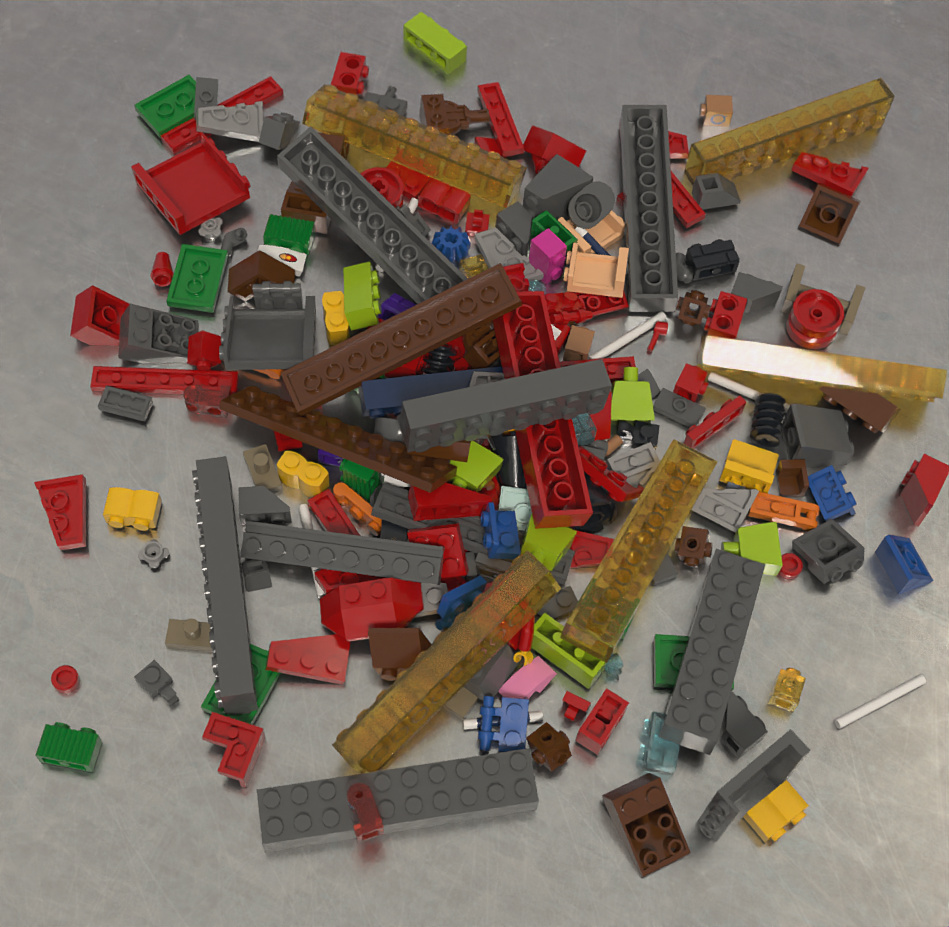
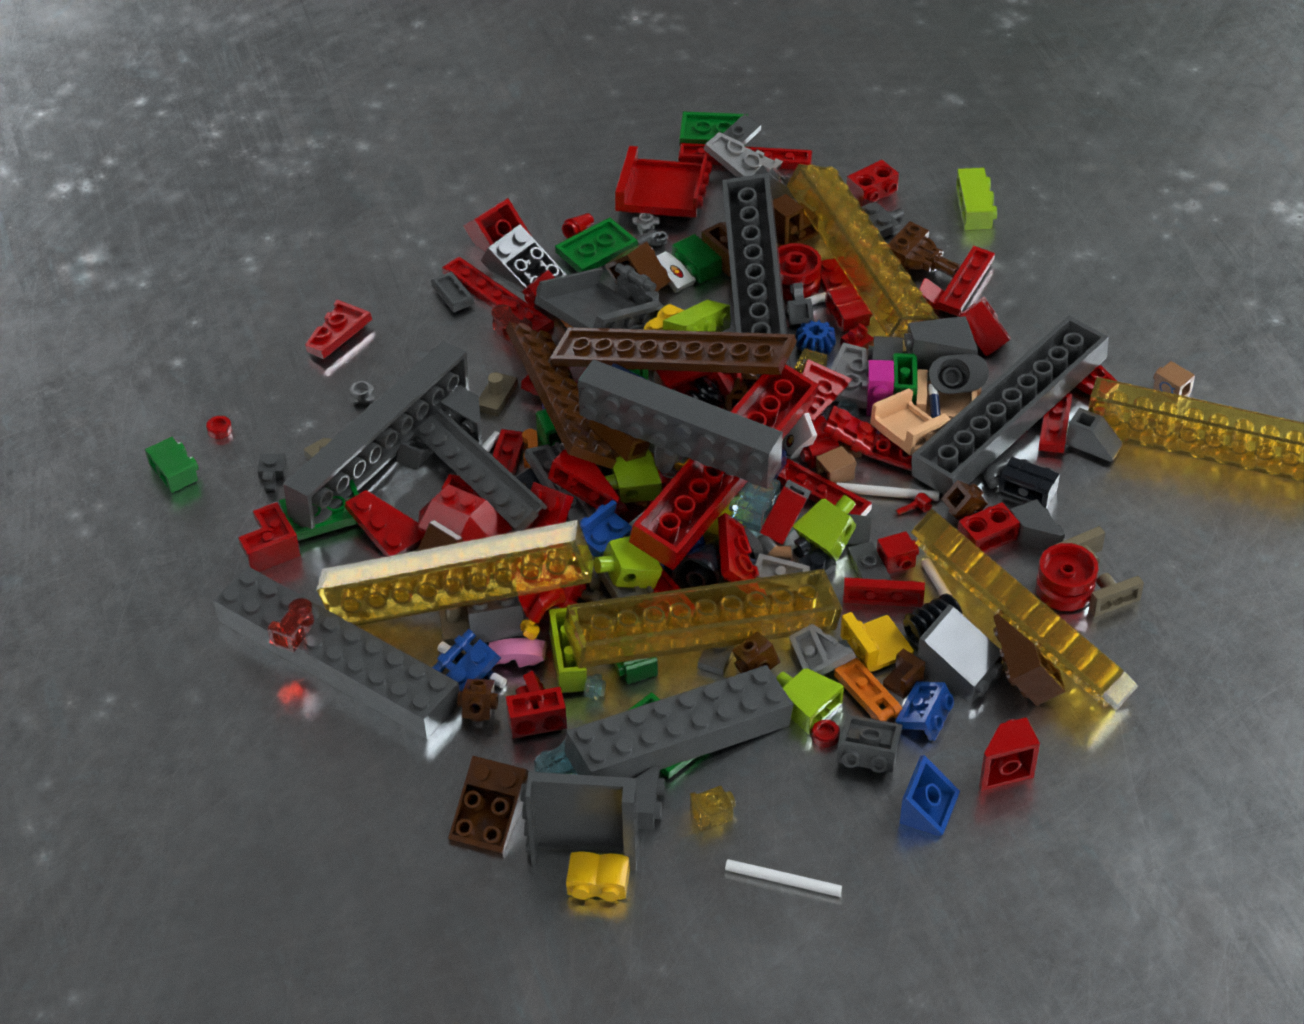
camera: 50 degrees right, 15 degrees down
(132, 508) = (379, 355): yellow brick -> none
(302, 475) = (516, 408): yellow brick -> none
(829, 213) = (1188, 515): reddish brown slope -> none
(833, 175) = (1227, 492): red wing -> none

